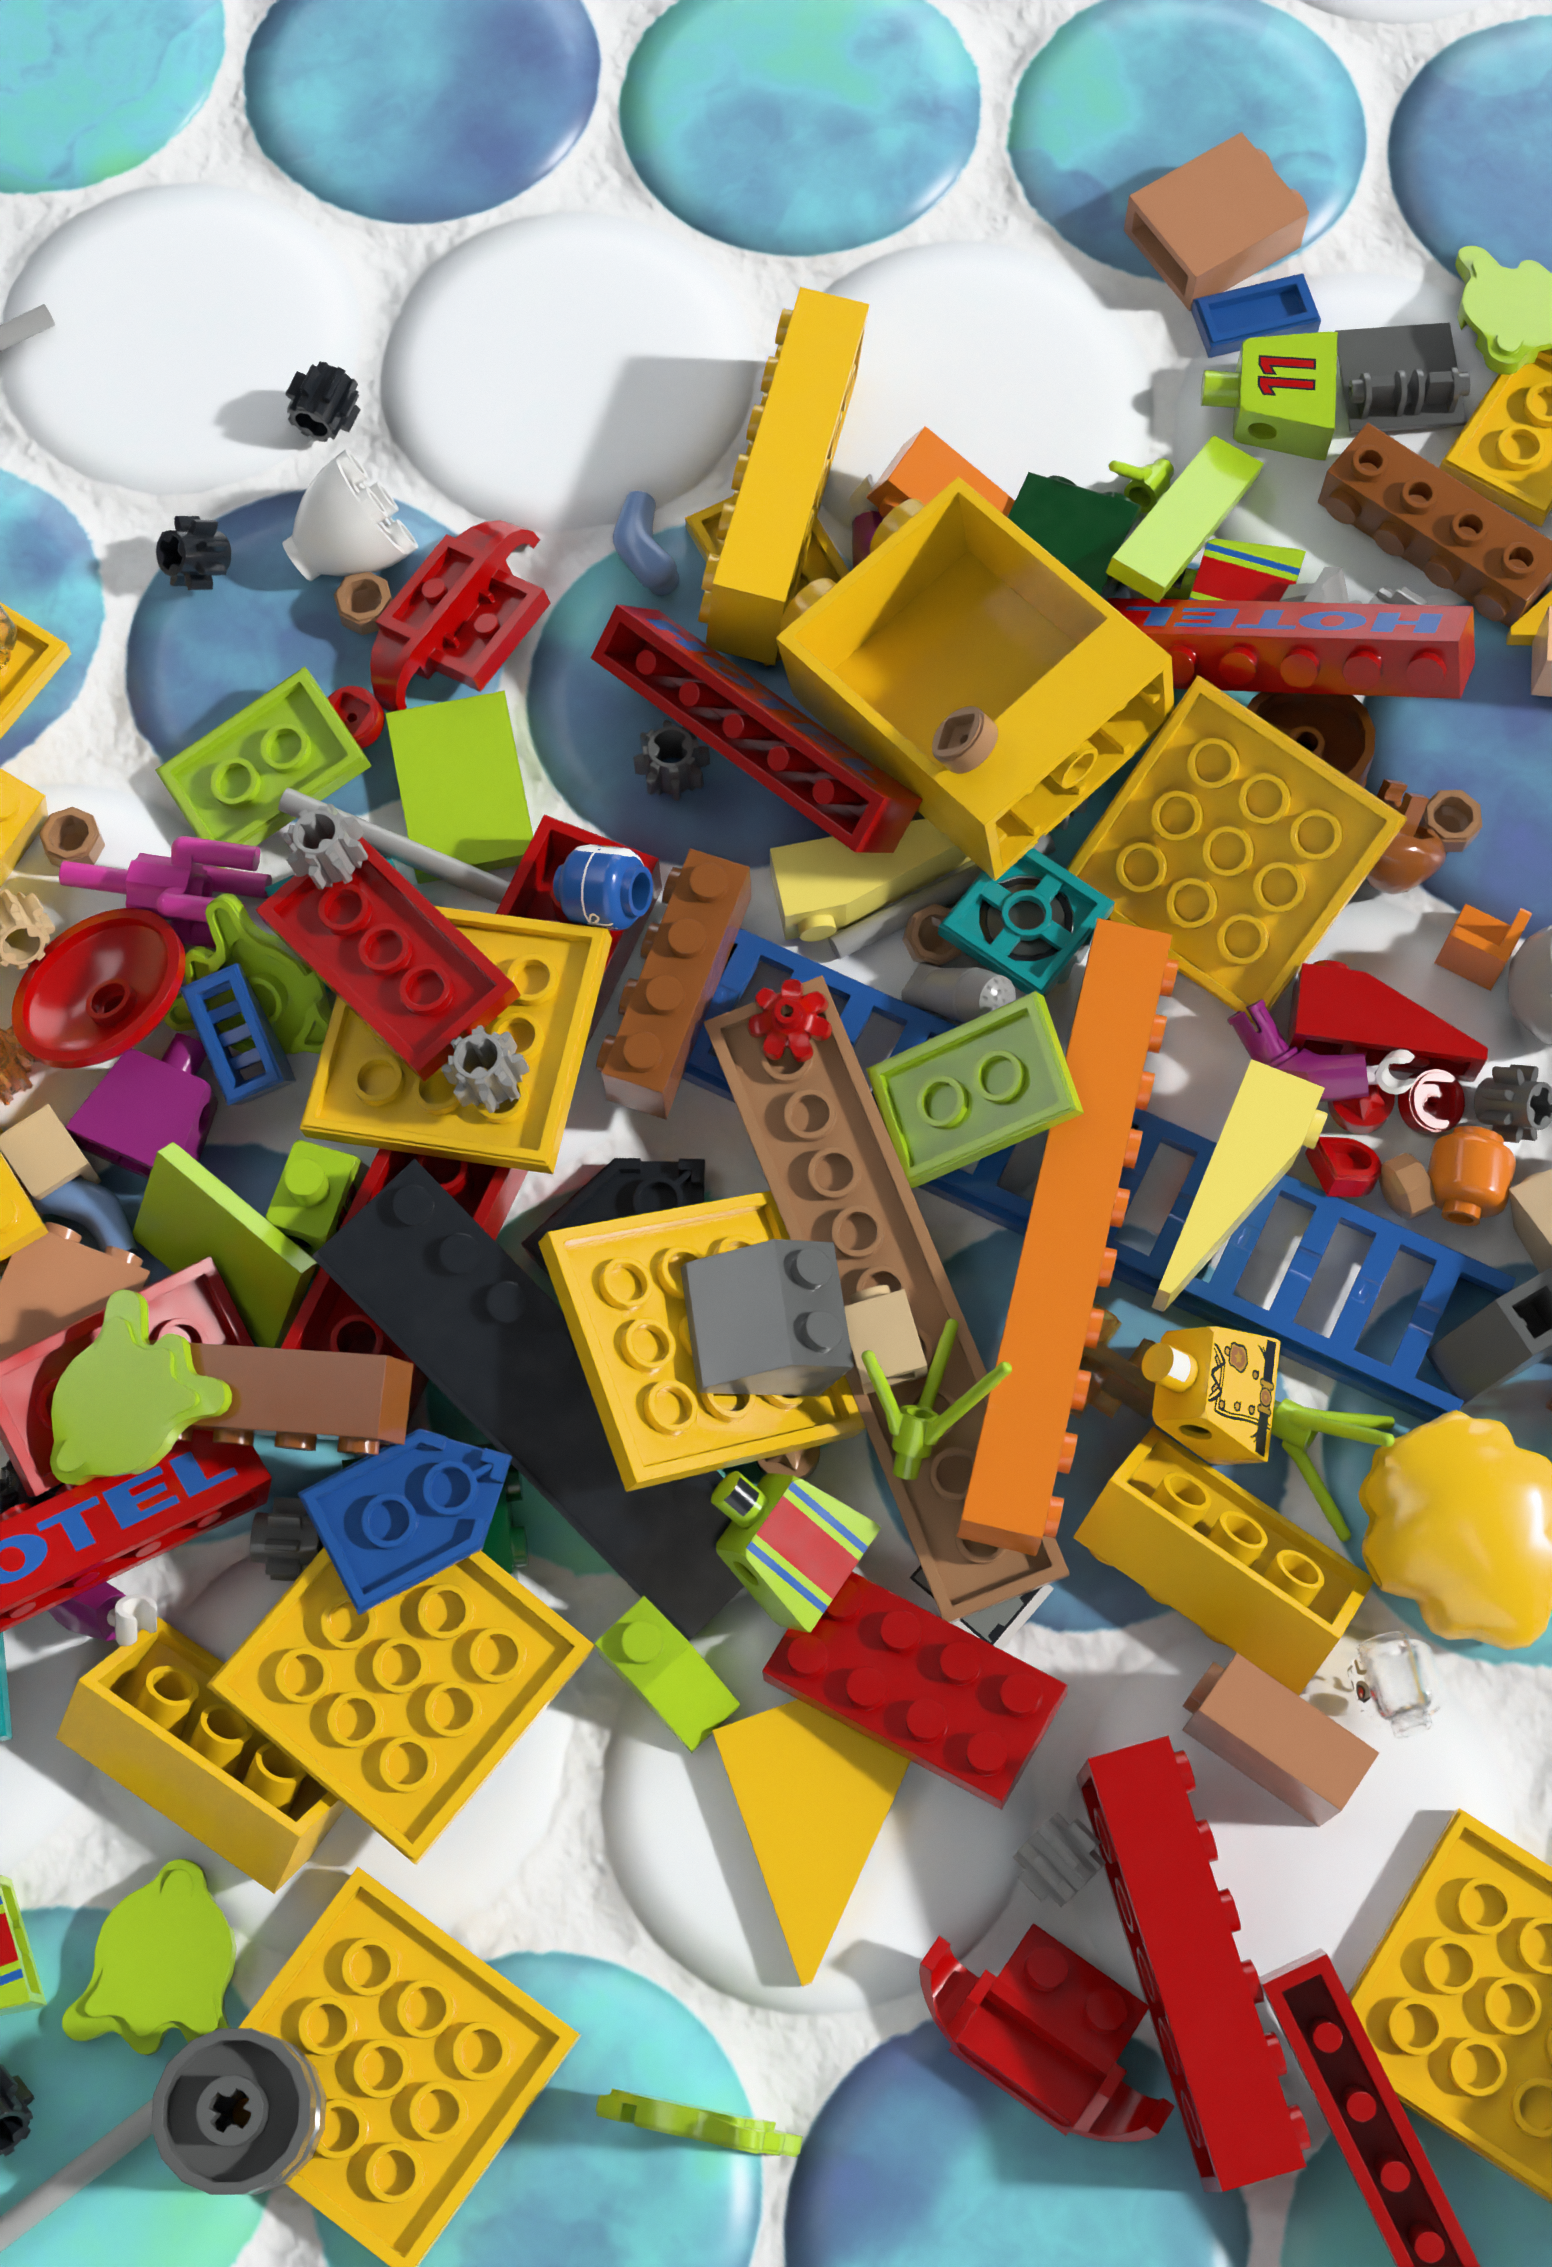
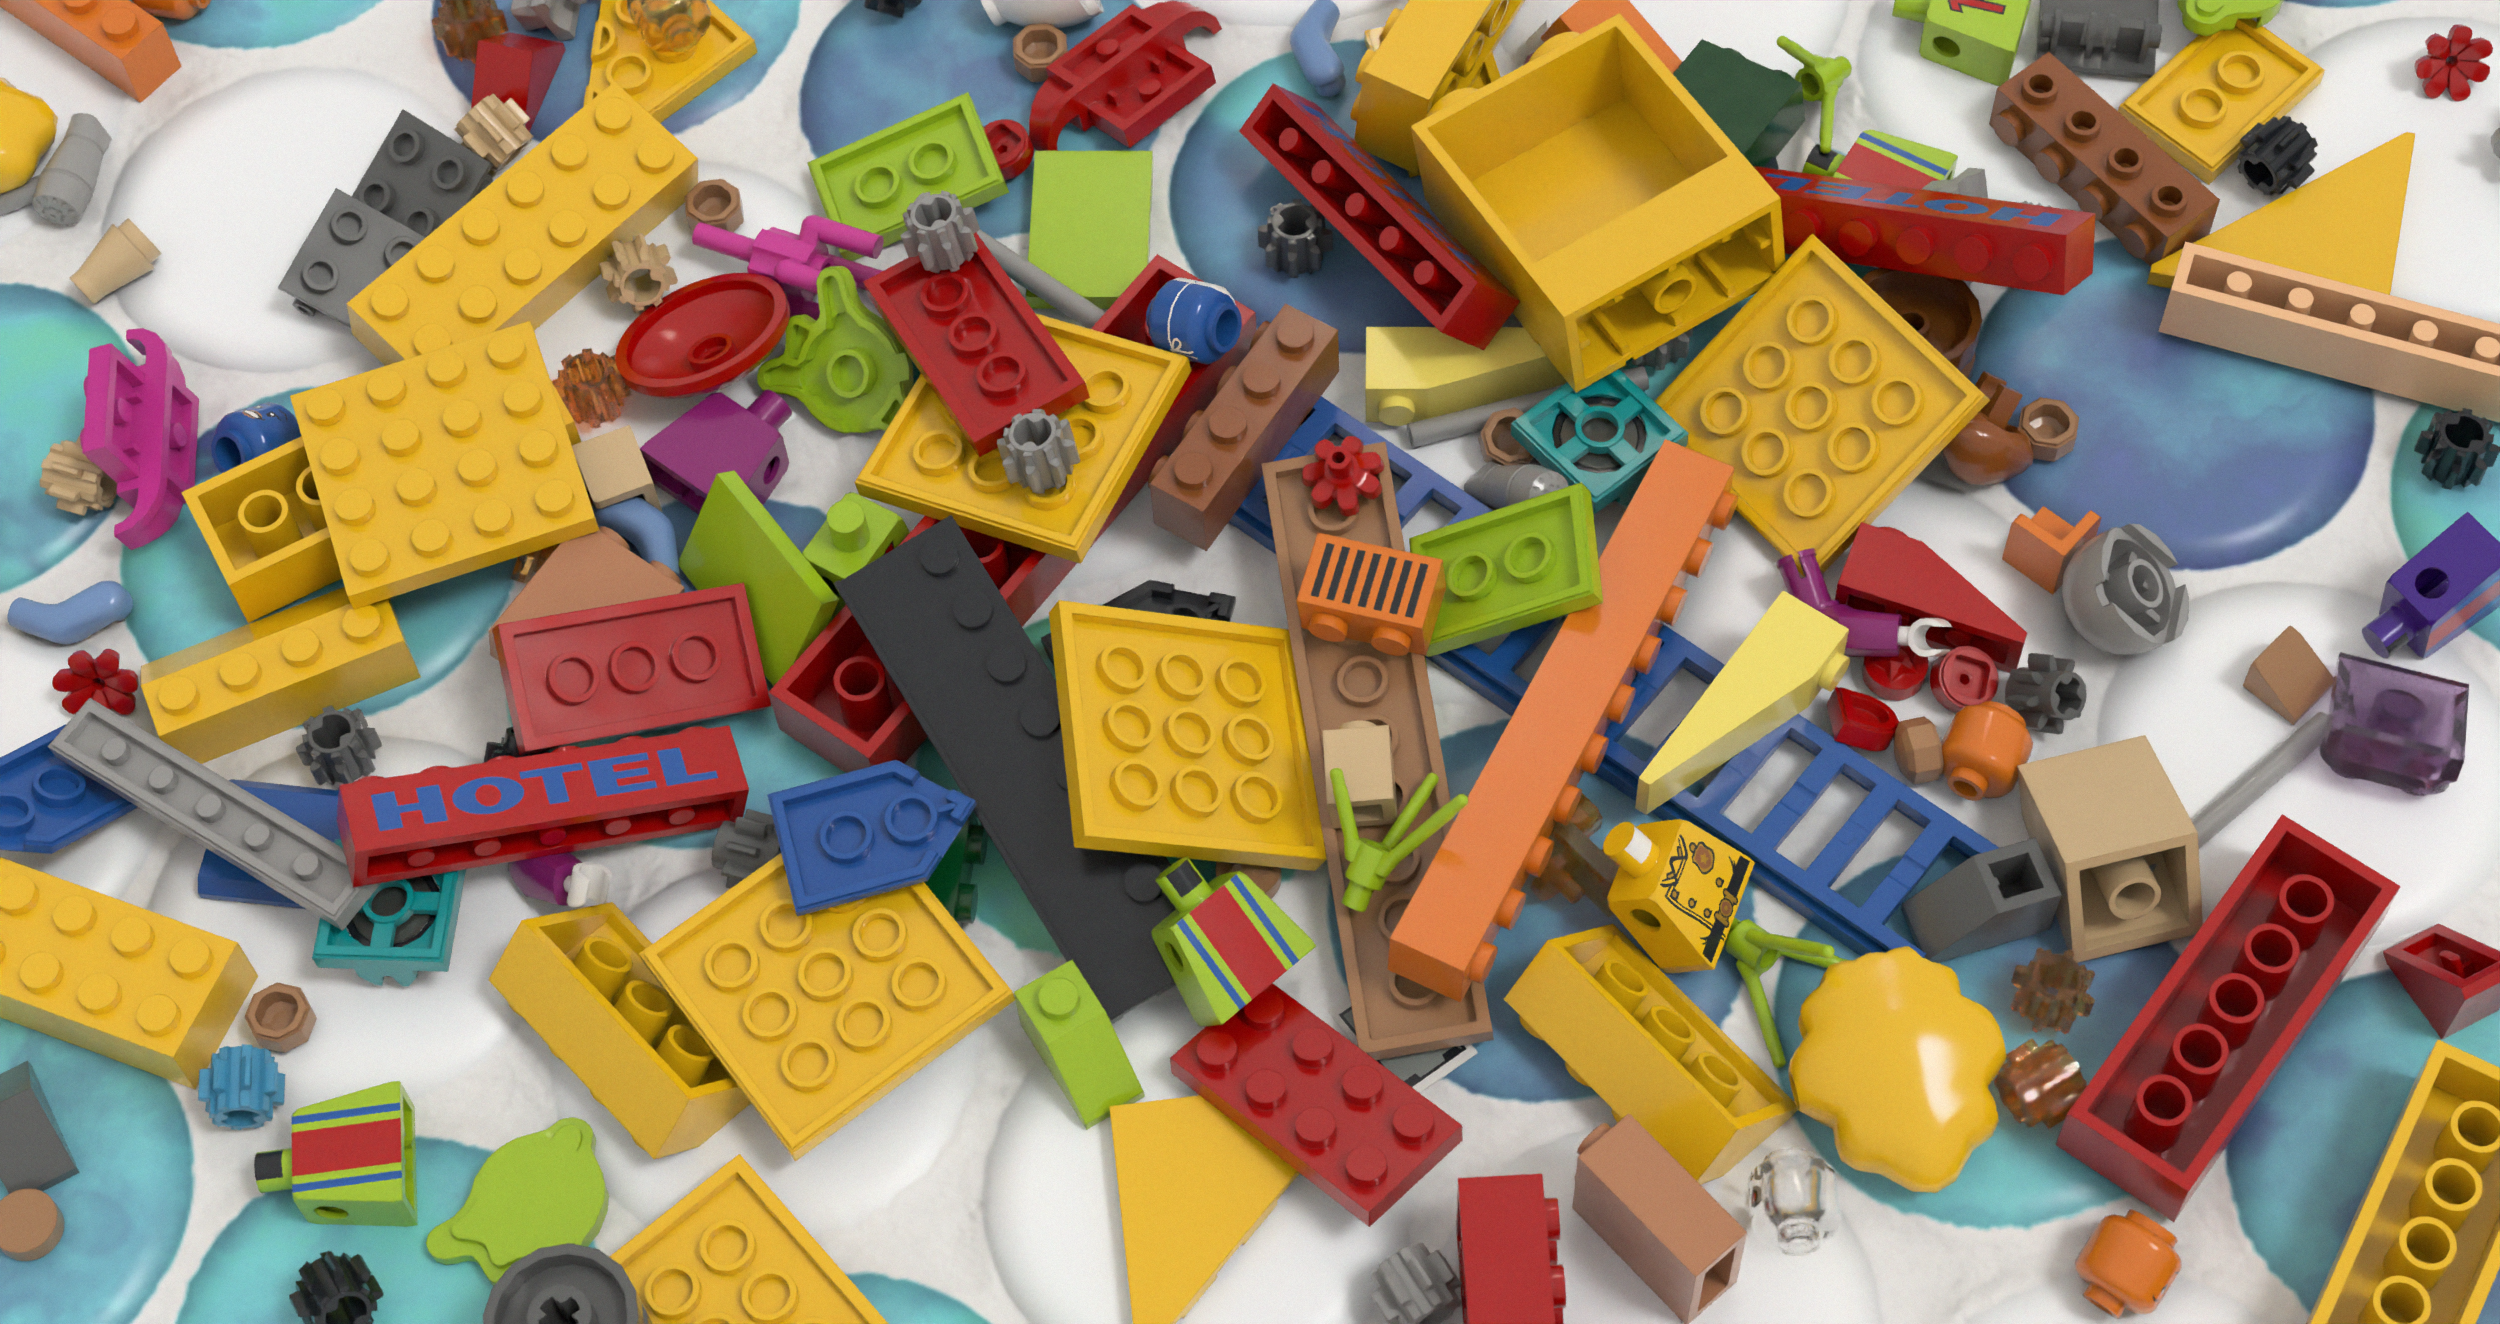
camera: 15 degrees right, 10 degrees down
(127, 1399) = (631, 675): lime tile -> none
(225, 1066) = (846, 422): blue slope -> none
(306, 1397) = (765, 699): dark orange brick -> none
(767, 1319) = (1251, 729): slope -> none
(850, 1148) = (1371, 595): none -> orange brick
(964, 739) = (1562, 236): medium nougat tile -> none
(1184, 519) = (1846, 107): tile -> none

